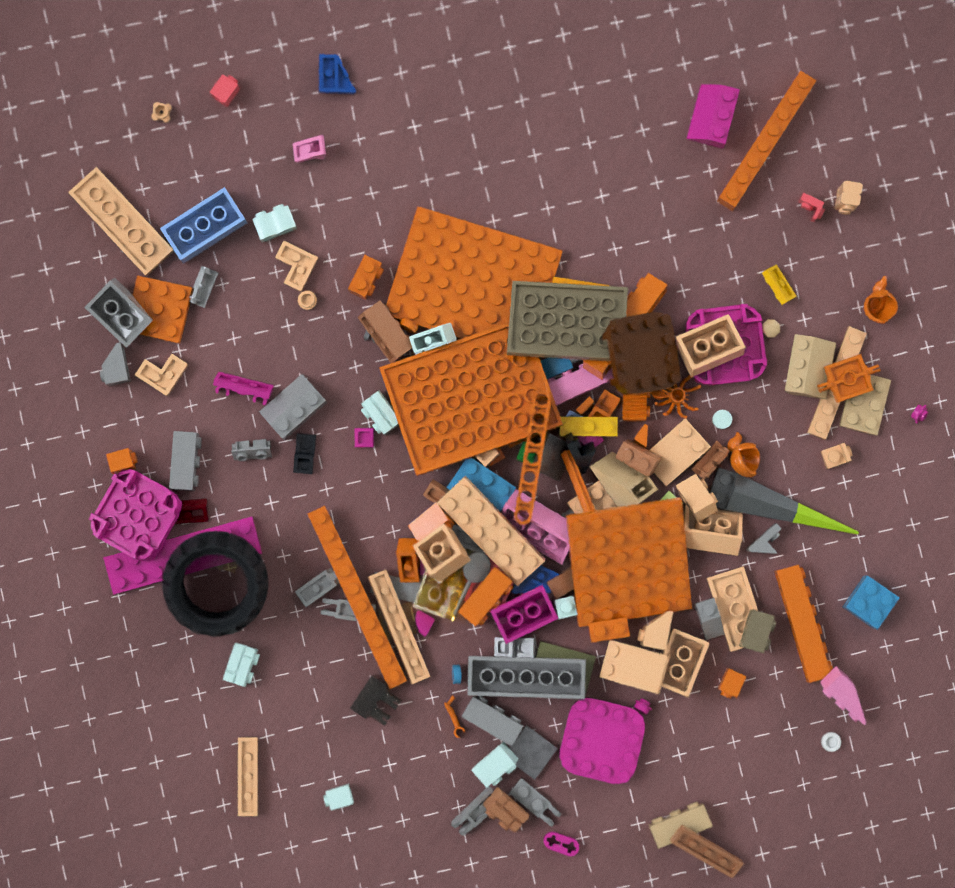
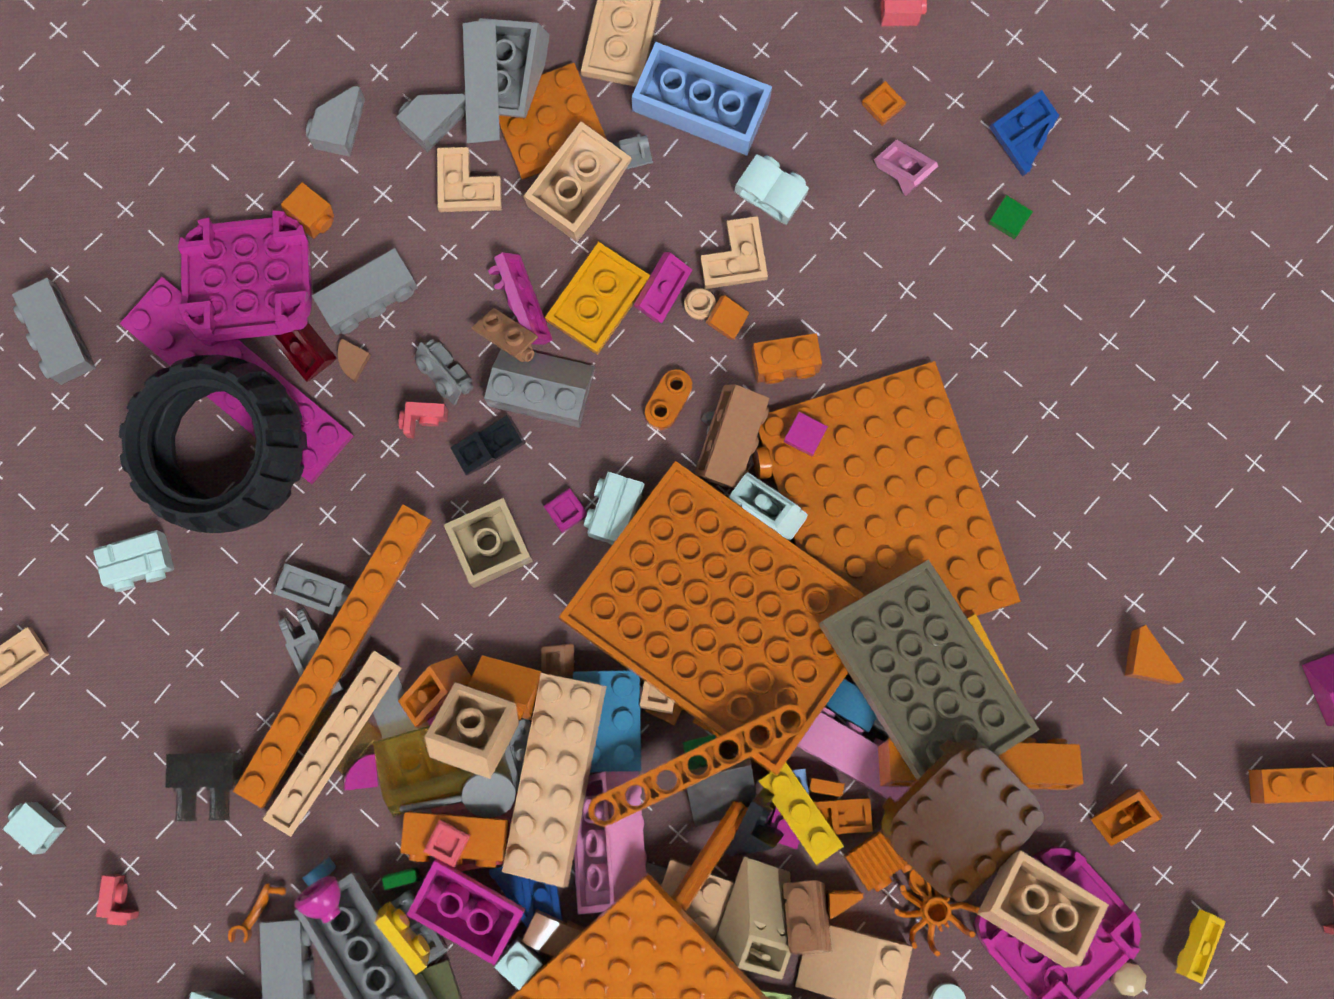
camera: 55 degrees right, 5 degrees down
(84, 416) = (337, 122): none -> light grey slope
(94, 630) = (52, 332): none -> light grey brick
(117, 329) = (481, 81): none -> light grey sticker
(203, 316) = (577, 181): none -> light nougat slope
(213, 491) = (352, 359): none -> nougat tile
(256, 406) = (506, 334): none -> nougat hinge
(268, 135) = (883, 103): none -> orange tile
(268, 348) = (597, 298): none -> light orange plate
(268, 472) = (426, 413): none -> coral bracket
(286, 312) = (663, 287): none -> dark pink plate
(324, 291) = (727, 317): none -> orange tile
(343, 349) = (668, 398): none -> orange plate
(355, 485) = (488, 543): none -> tan brick
(372, 116) = (1010, 217): none -> green tile
(398, 779) = (111, 896): none -> coral bracket
(409, 295) = (805, 434): none -> dark pink tile
(471, 677) = (320, 899): none -> dark pink brick
(486, 601) = (447, 843): none -> coral tile
(486, 636) = (401, 878): none -> green tile
(509, 652) = (396, 929): none -> yellow plate
(633, 210) = (1148, 659): none -> orange slope
(696, 275) = (1126, 816): none -> orange slope

